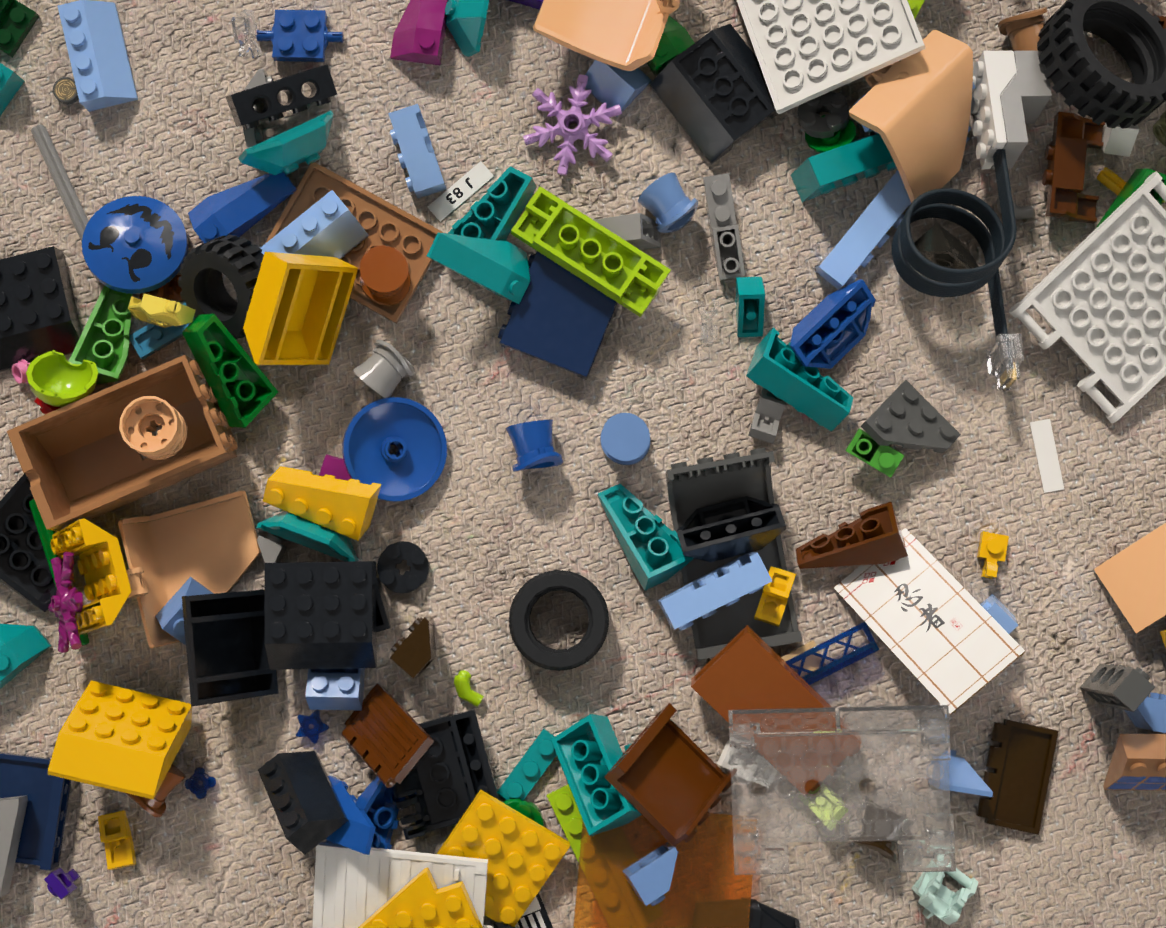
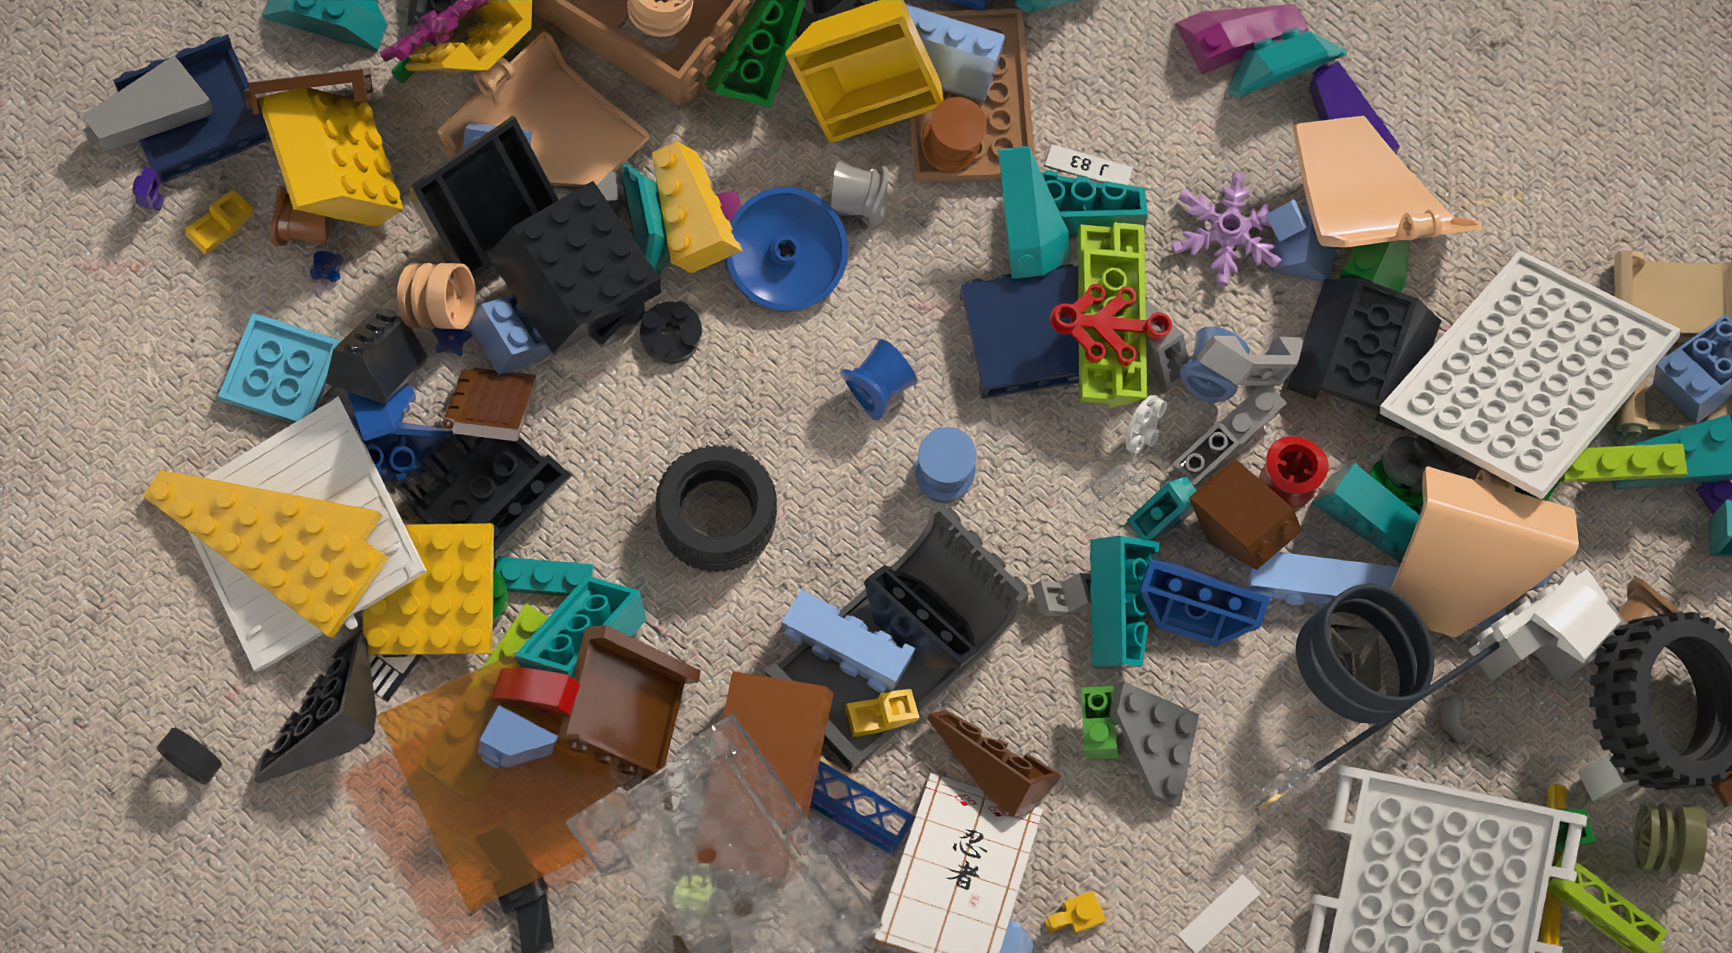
camera: 45 degrees right, 15 degrees down
(56, 713) = (360, 80): none -> reddish brown panel
(260, 864) = (278, 370): none -> medium azure plate
(277, 723) = (436, 295): none -> light nougat wheel
(416, 151) = (1099, 97): light blue wedge -> none
(418, 649) = (599, 386): dark brown slope -> none
(464, 689) = (581, 464): lime arm -> none
(594, 81) = (1286, 220): none -> light blue tile
(600, 264) = (1106, 324): none -> red plant
(627, 838) = (536, 690): none -> red slope
(646, 541) = (855, 545): teal wedge -> none
(682, 282) = (1143, 424): none -> white dish
(686, 193) = (1232, 362): none -> light grey slope
(780, 201) = (1294, 469): none -> red hat
(795, 257) = (1244, 515): none -> reddish brown slope
(1020, 83) = (1577, 618): none -> white slope
(1067, 167) = (1536, 741): reddish brown bracket -> none

